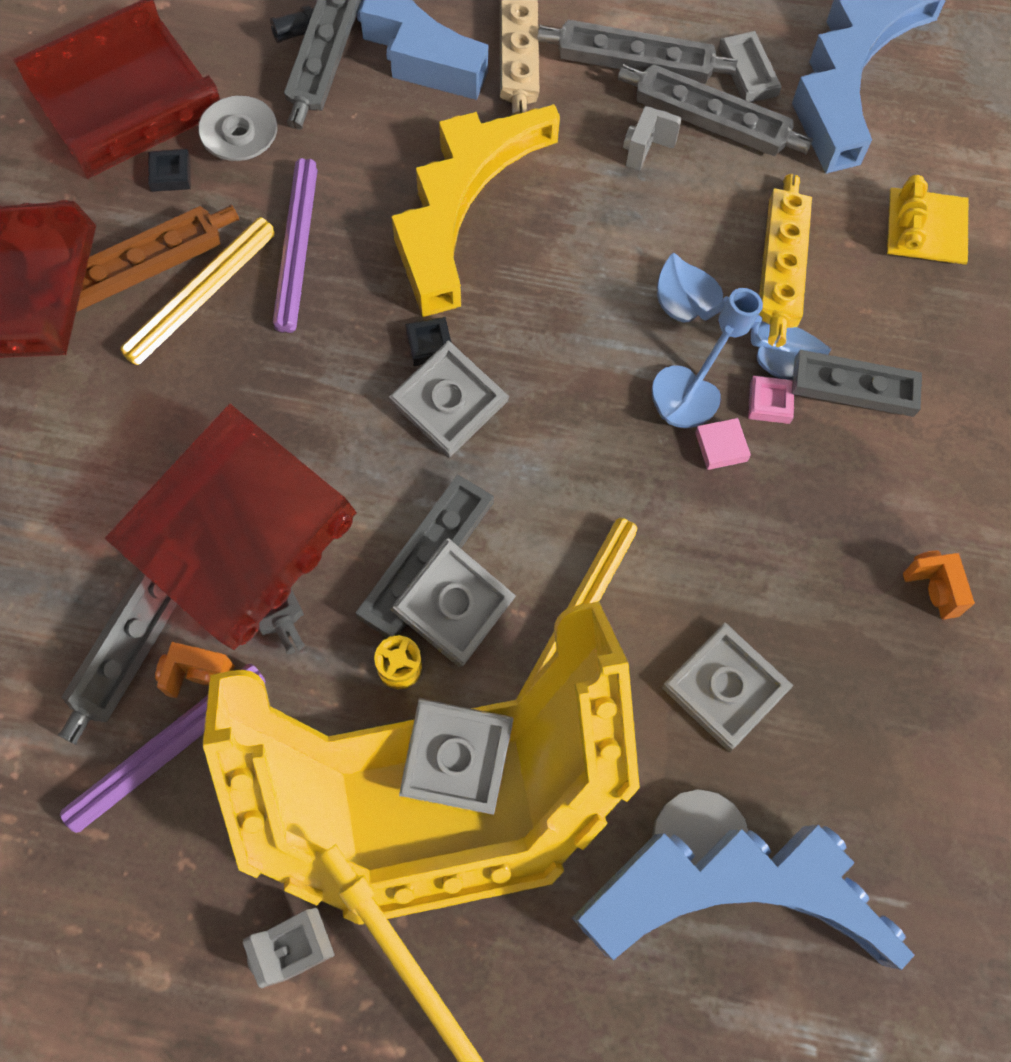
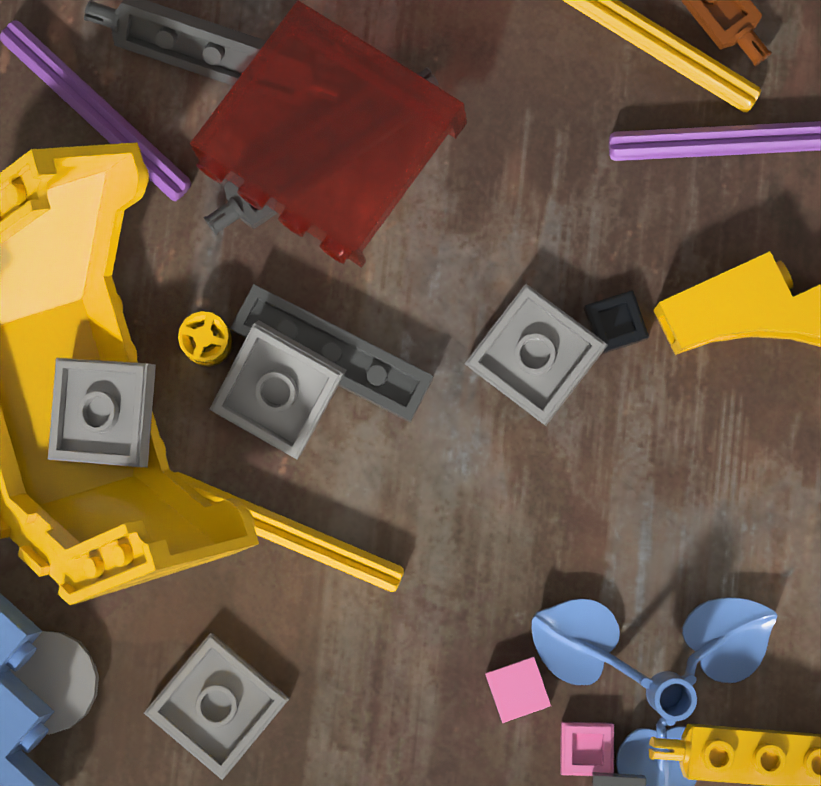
camera: 90 degrees right, 15 degrees up
(191, 660) = (183, 124): orange bracket -> none

